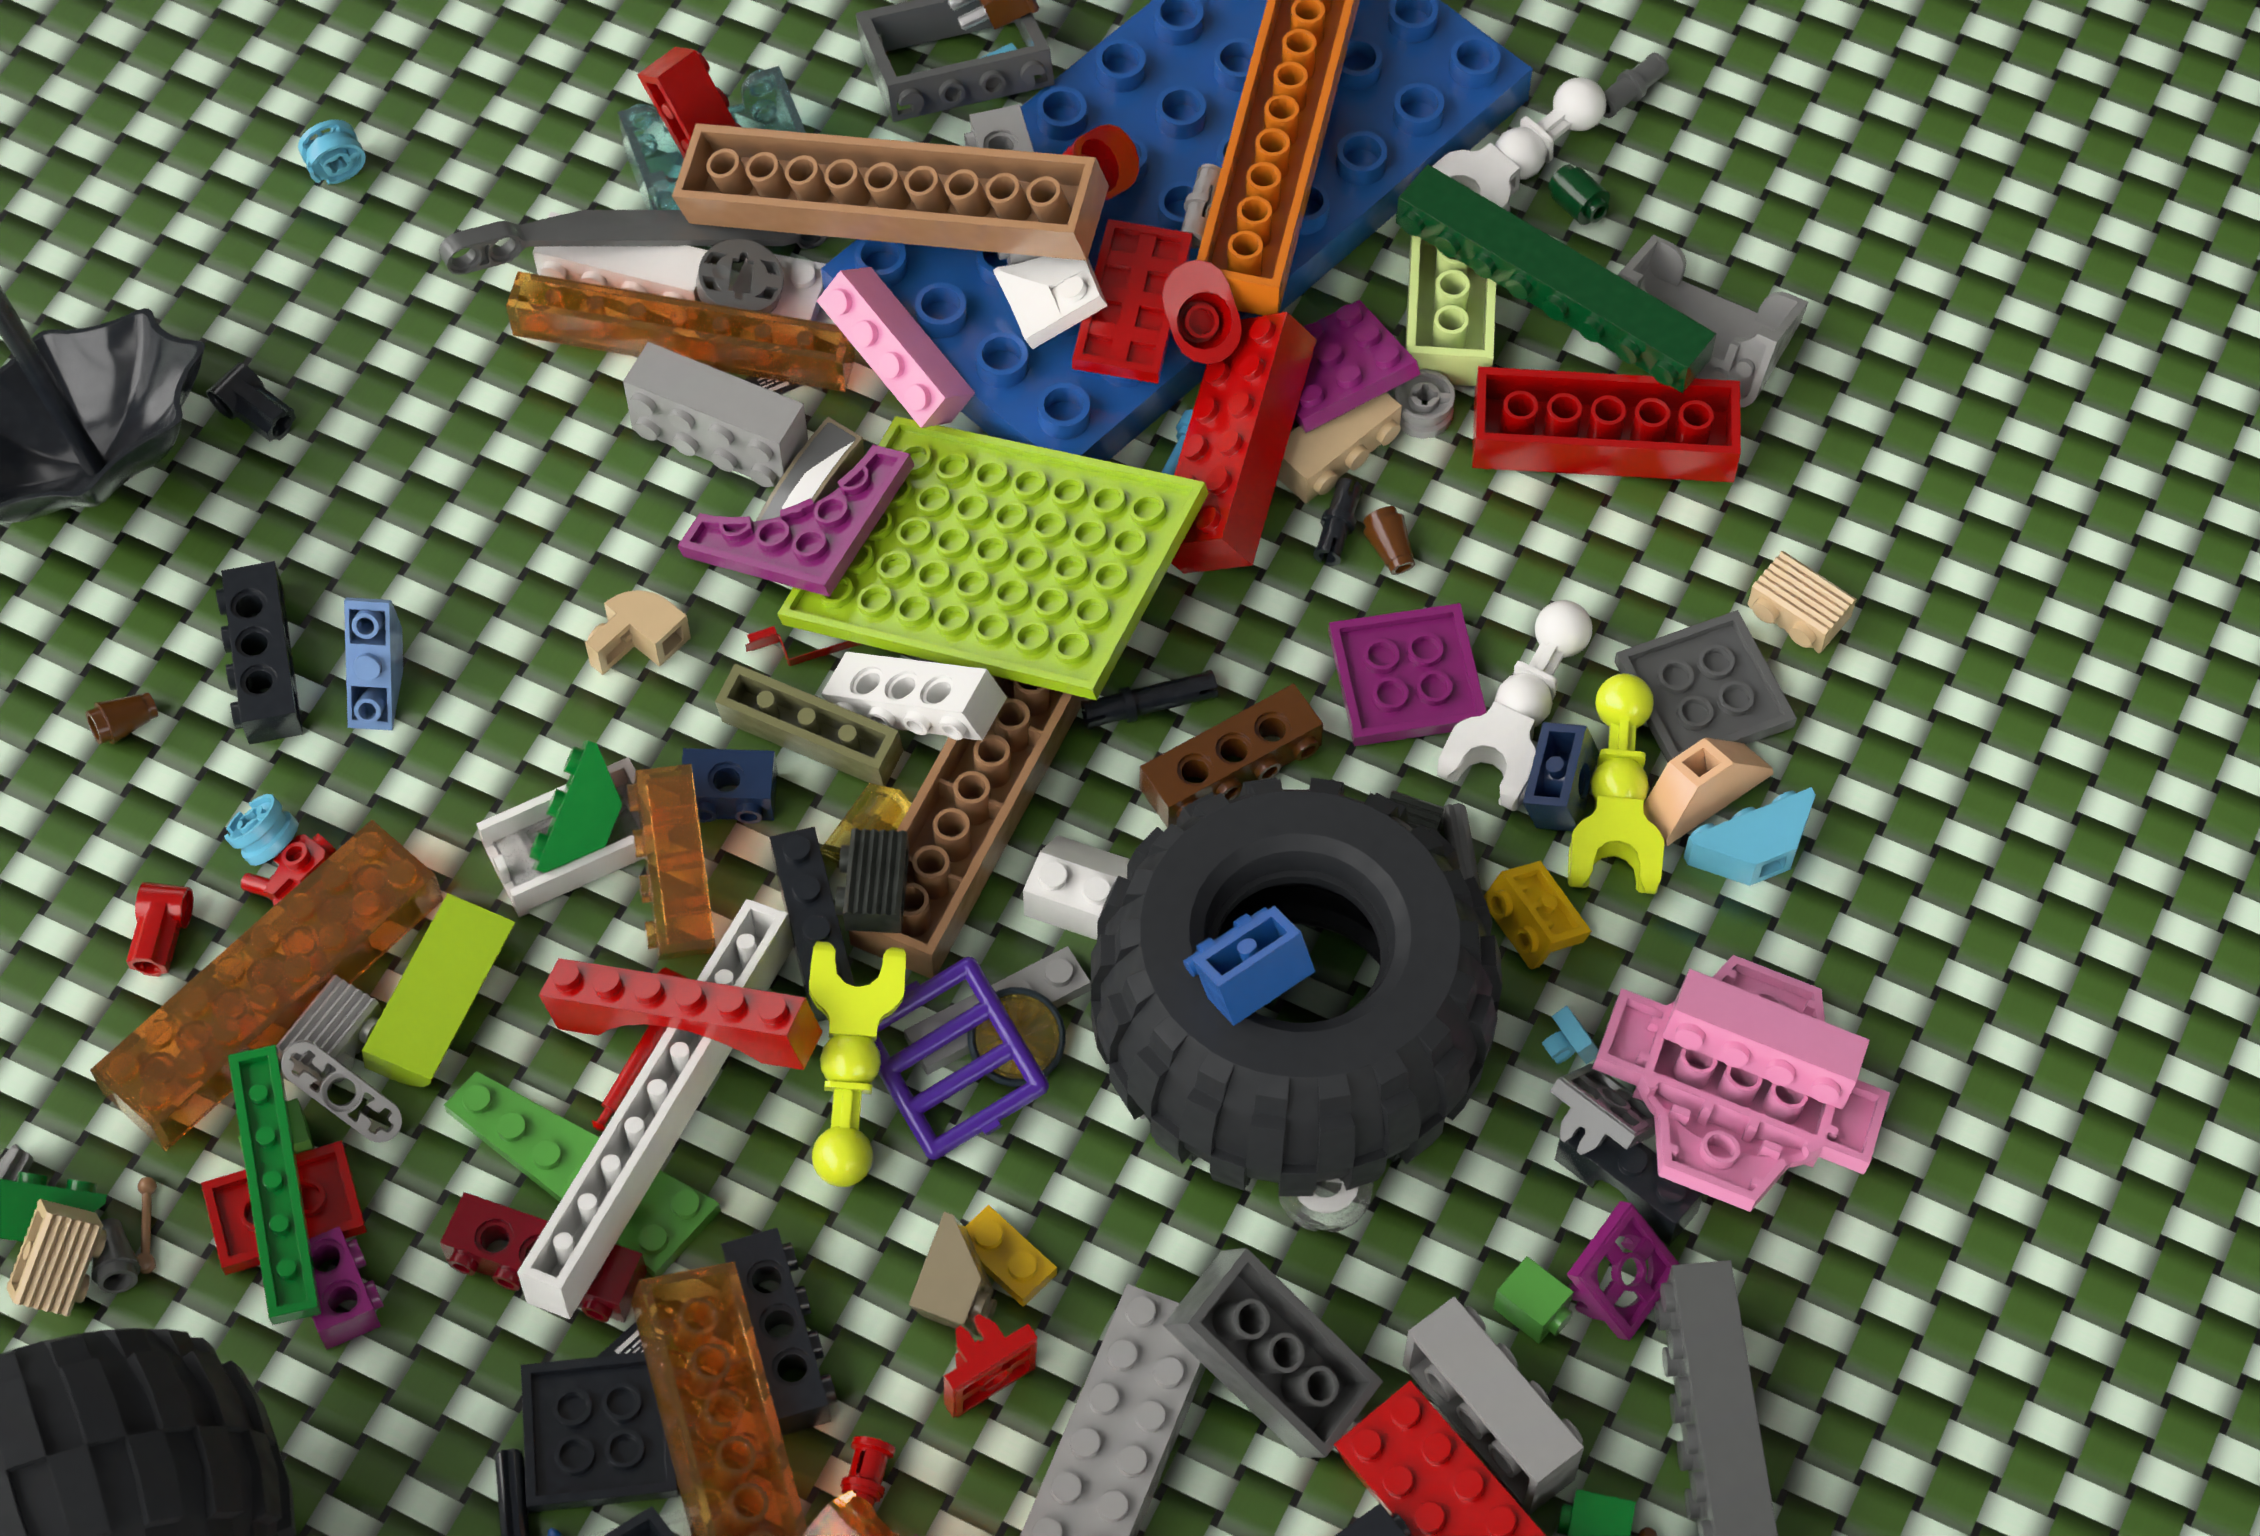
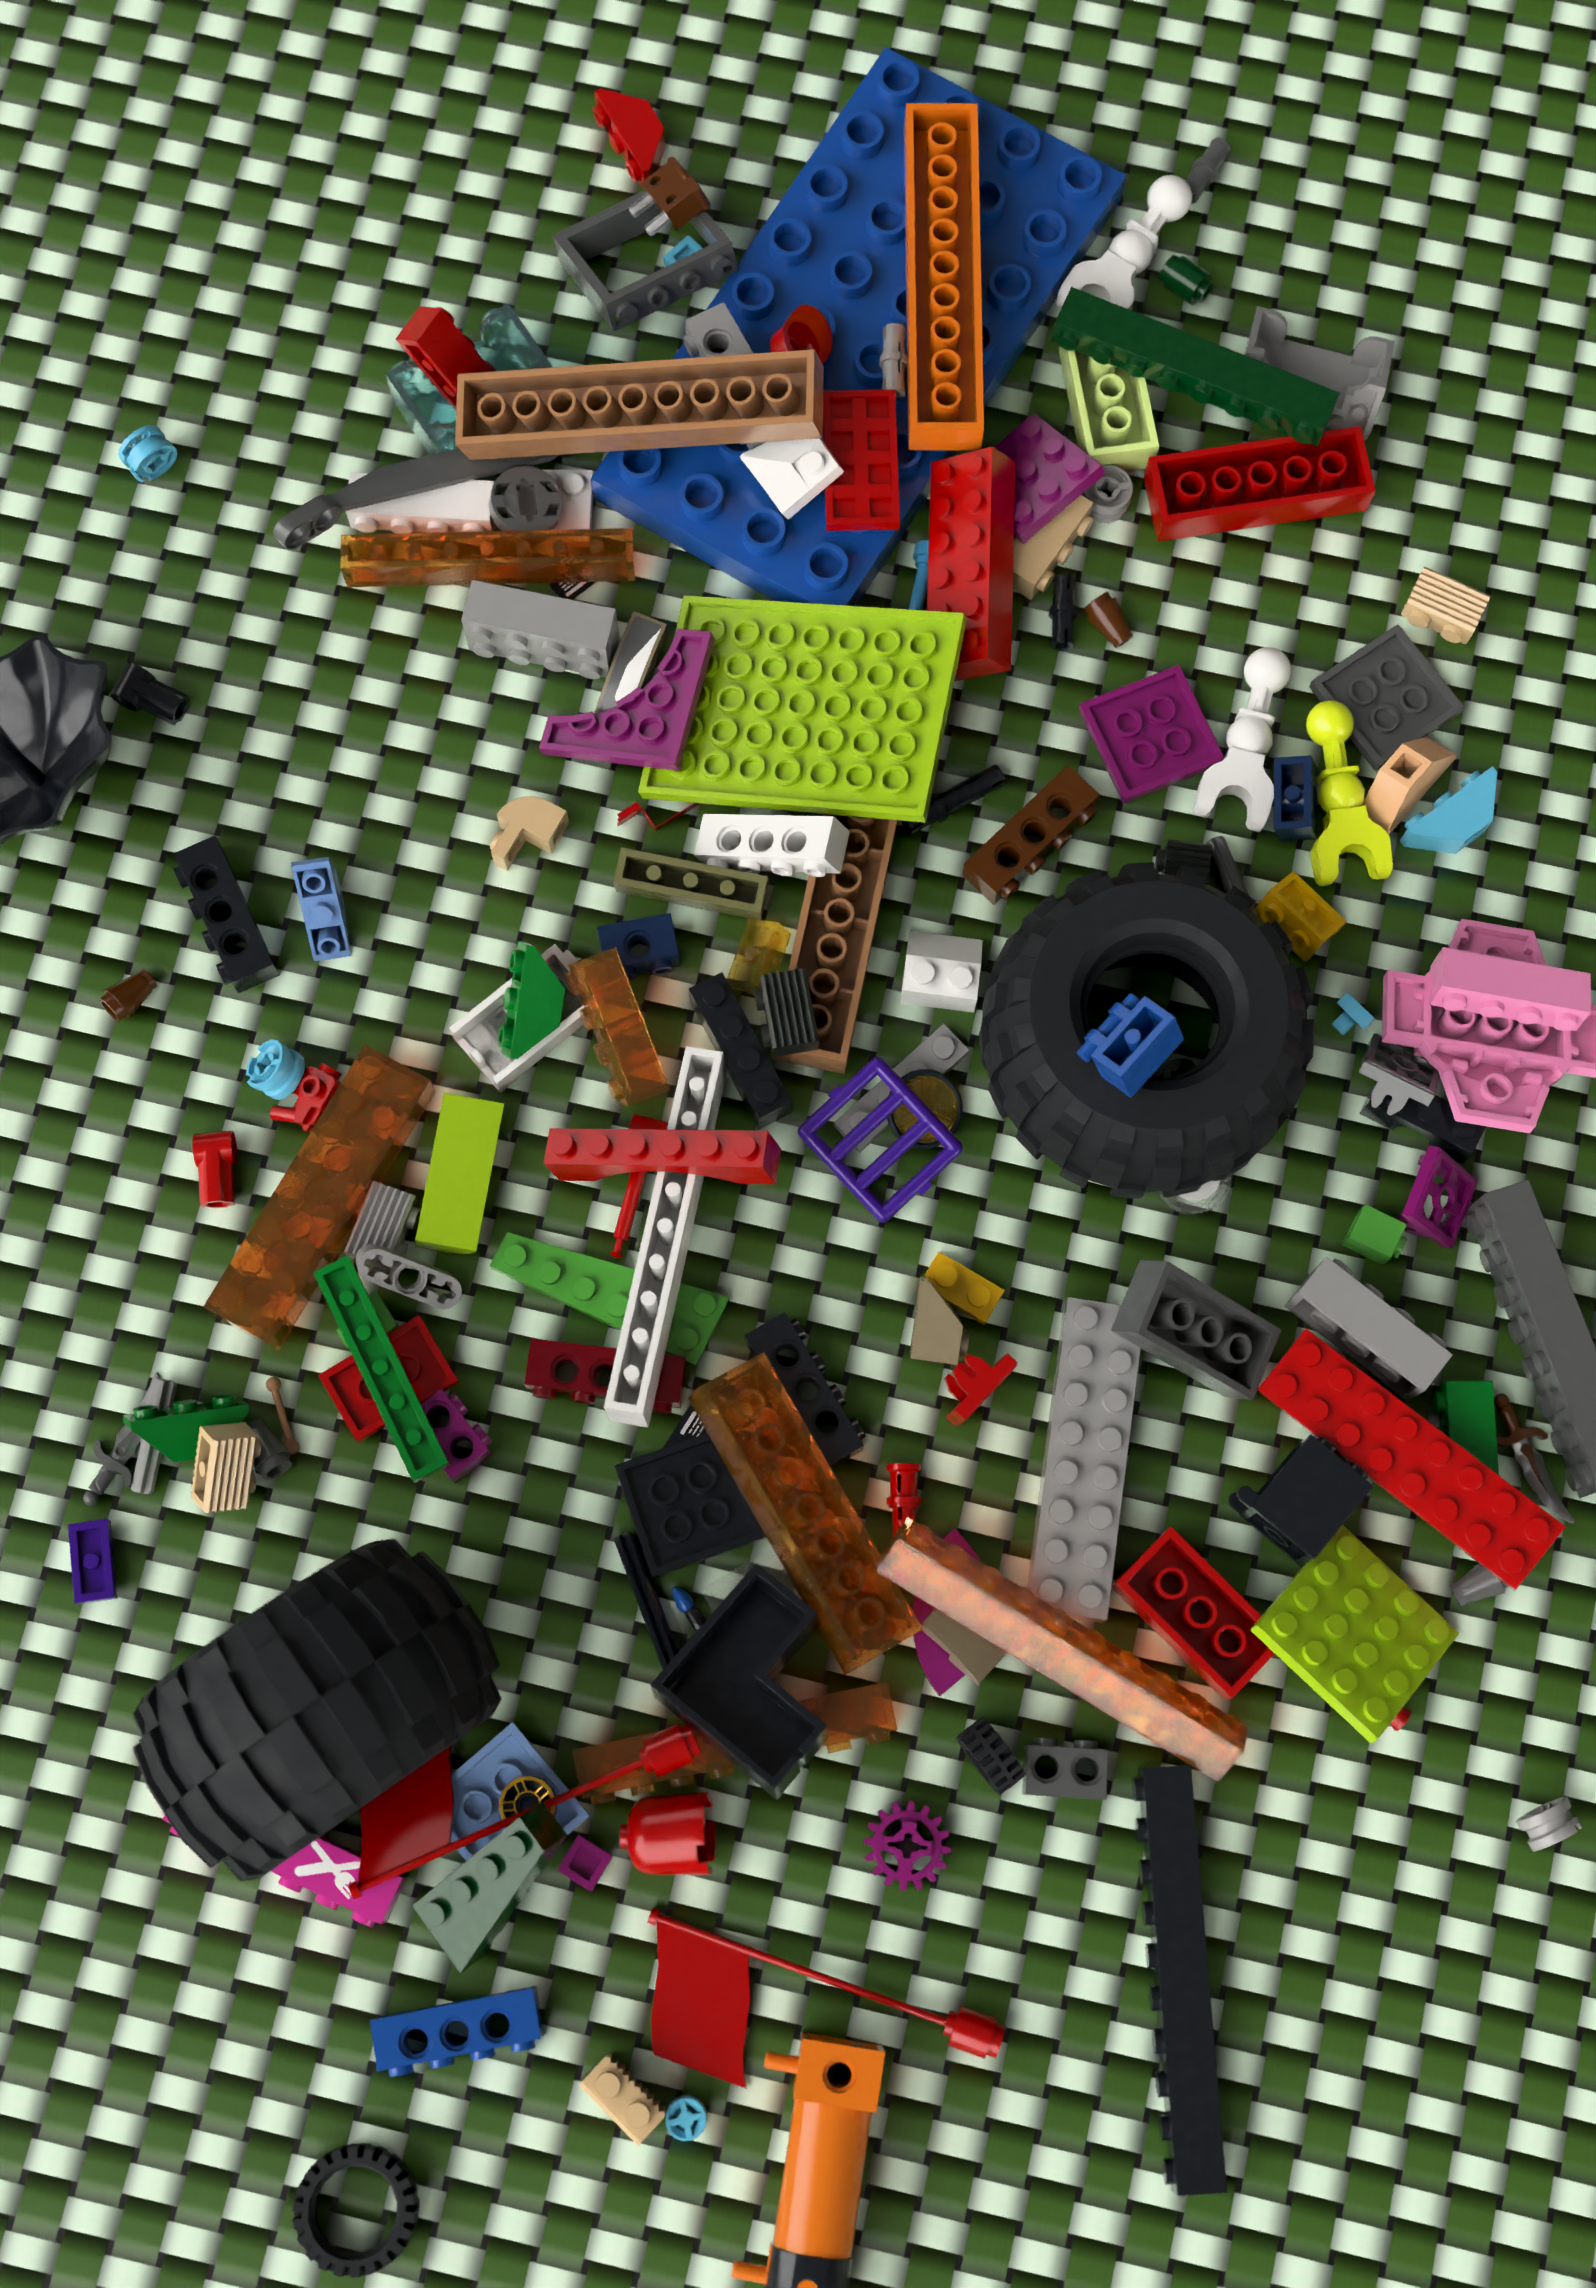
camera: 15 degrees left, 15 degrees up
(850, 1057) = (804, 1160): neon yellow piece -> none
(895, 347) = (673, 538): bright pink brick -> none
(1201, 312) = (924, 462): red piece -> none

